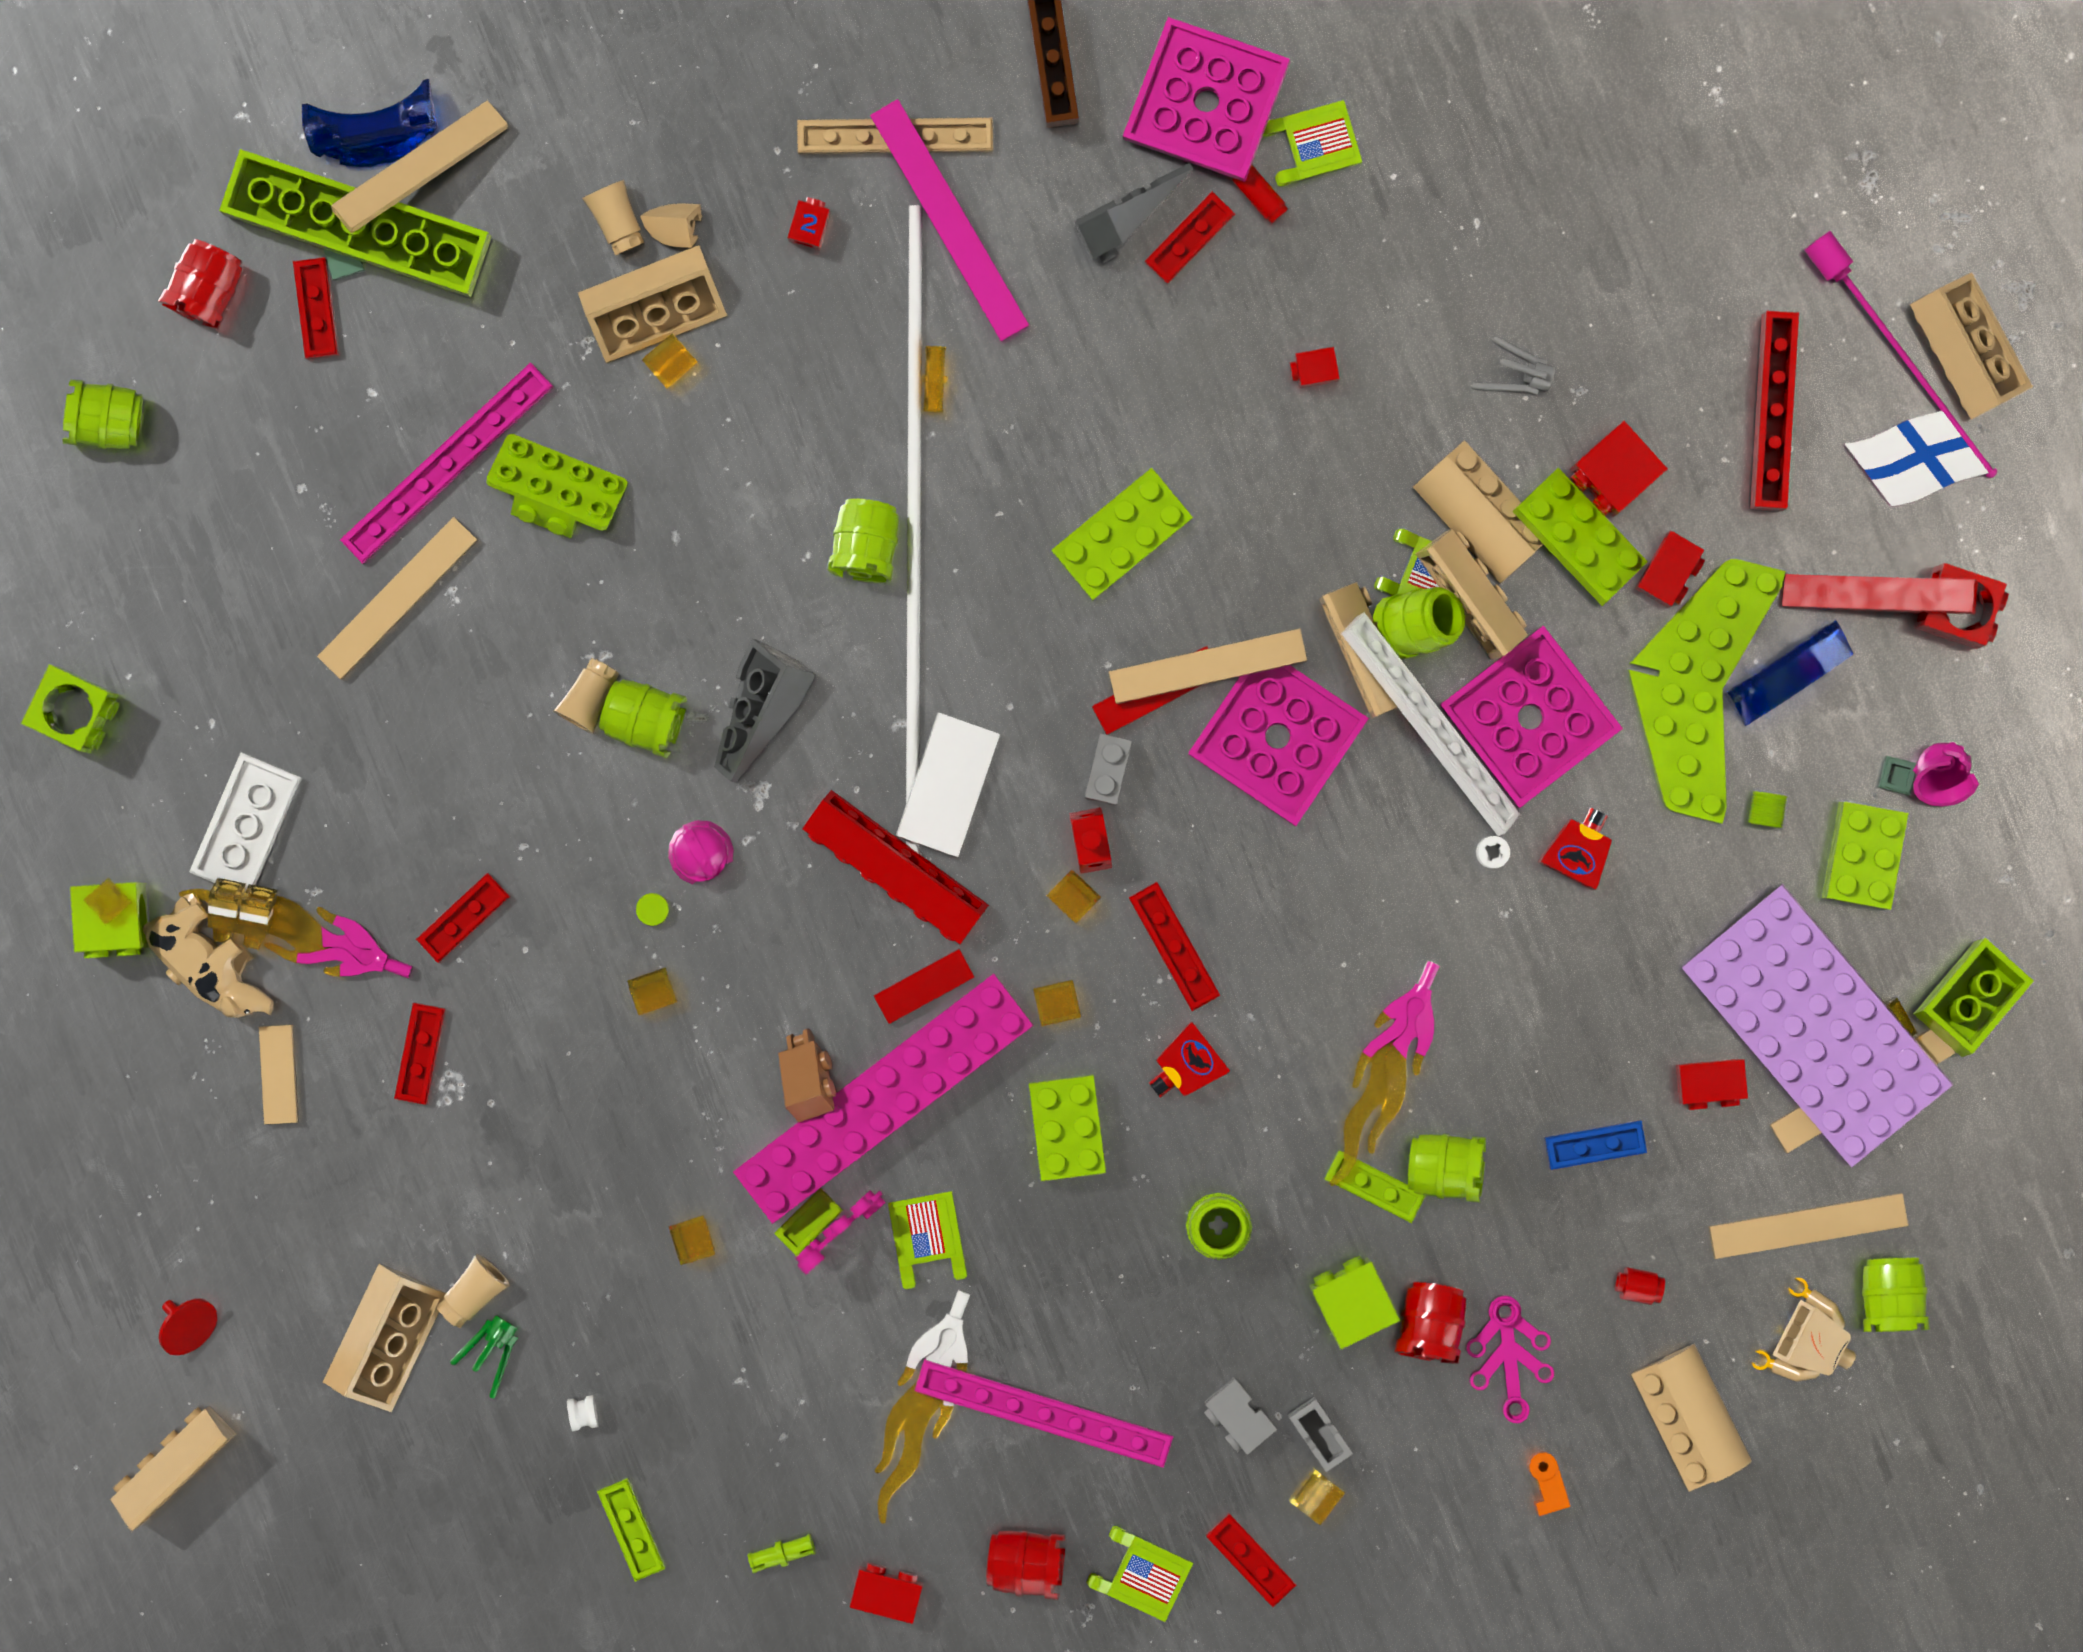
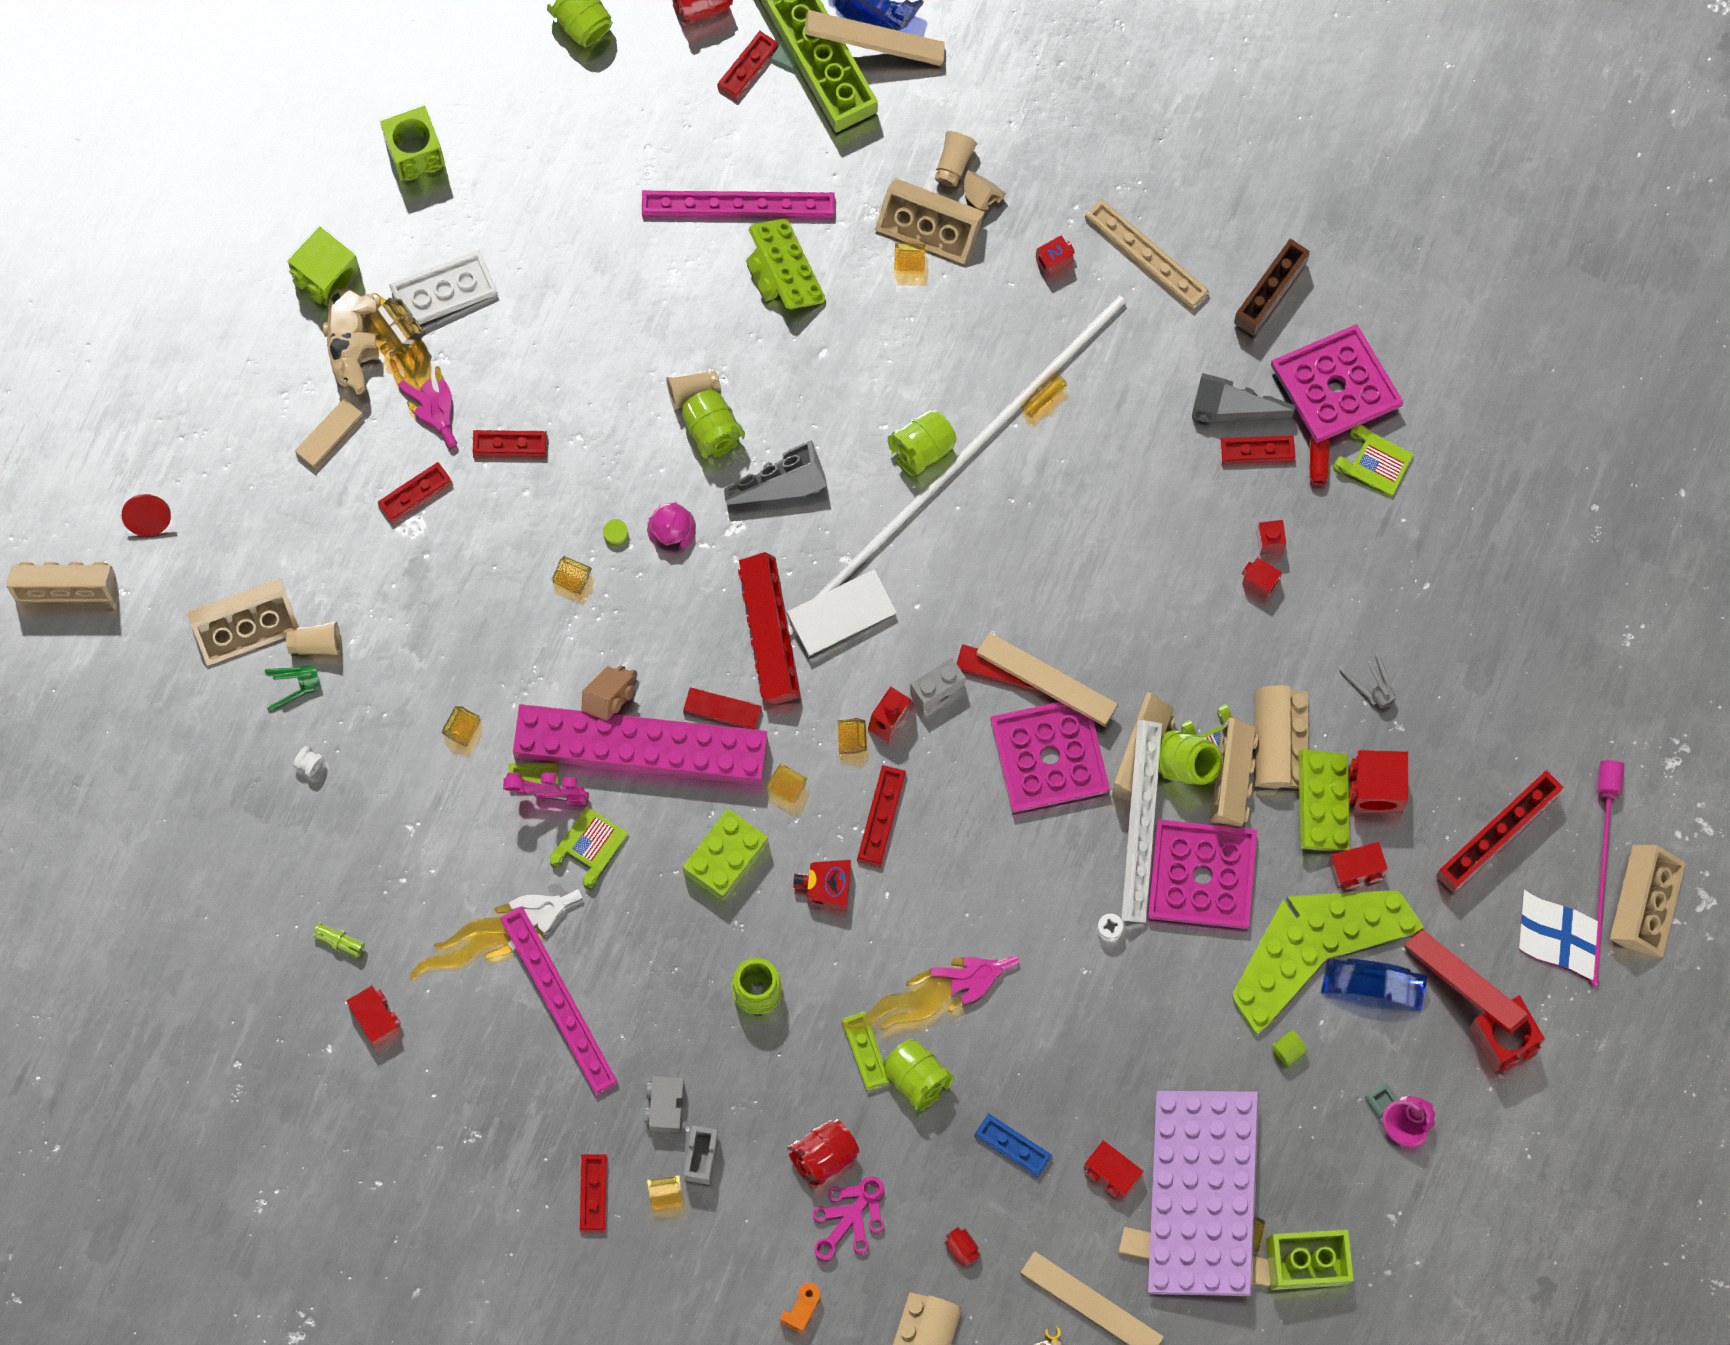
camera: 50 degrees right, 15 degrees down
(107, 901) = (331, 249): clear yellow tile -> none
(397, 598) = (642, 248): tan tile -> none
(631, 1529) = (270, 850): lime tile -> none
(949, 220) = (1133, 321): dark pink tile -> none
(1026, 1563) = (467, 1070): red piece -> none
(1122, 534) = (1068, 570): lime plate -> none
(1146, 1577) = (525, 1146): lime flag -> none
(1288, 318) = (1271, 537): none -> red brick
(1353, 1301) = (791, 1097): lime brick -> none
(1580, 850) = (1160, 971): red torso -> none
(1865, 855) = (1321, 1124): lime brick -> none

